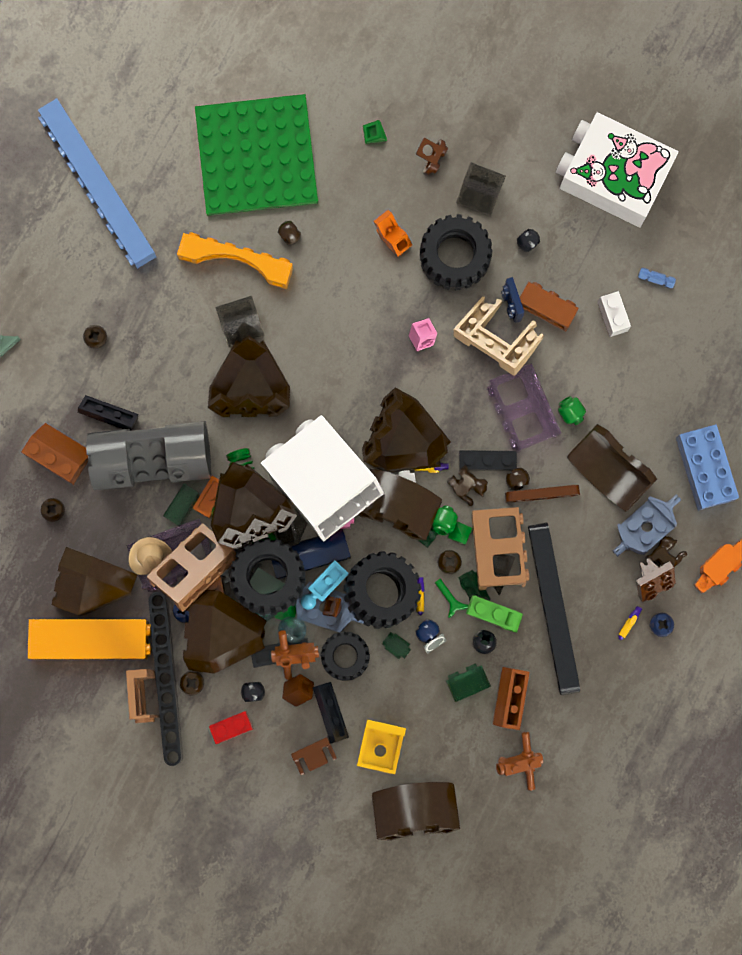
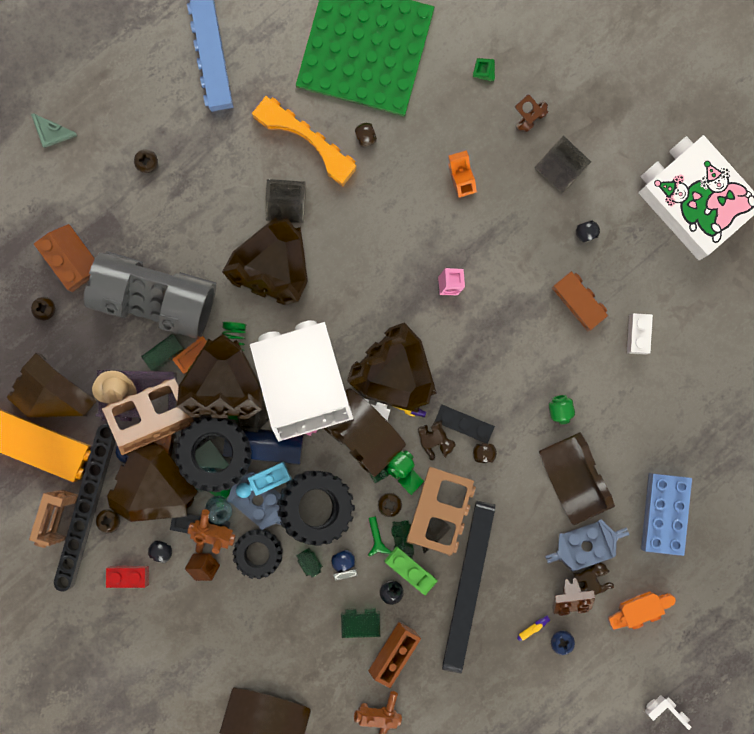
camera: 25 degrees right, 5 degrees up
(107, 413) = (129, 238): black plate -> none
(313, 755) = (191, 633): reddish brown panel -> none
(330, 712) = (224, 599): black plate -> none
(332, 606) = (263, 504): reddish brown slope -> none
(381, 734) = (263, 639): yellow bracket -> none
(420, 605) = (345, 536): yellow piece -> none
(455, 228) = (521, 191): black tyre -> none
(510, 357) = (524, 337): tan wedge -> none
(512, 297) = (549, 276): dark blue tile -> none
(534, 403) = (530, 389): clear purple window -> none
(542, 493) = (502, 476): reddish brown beam -> none
(657, 278) = (694, 315): medium blue axle -> none

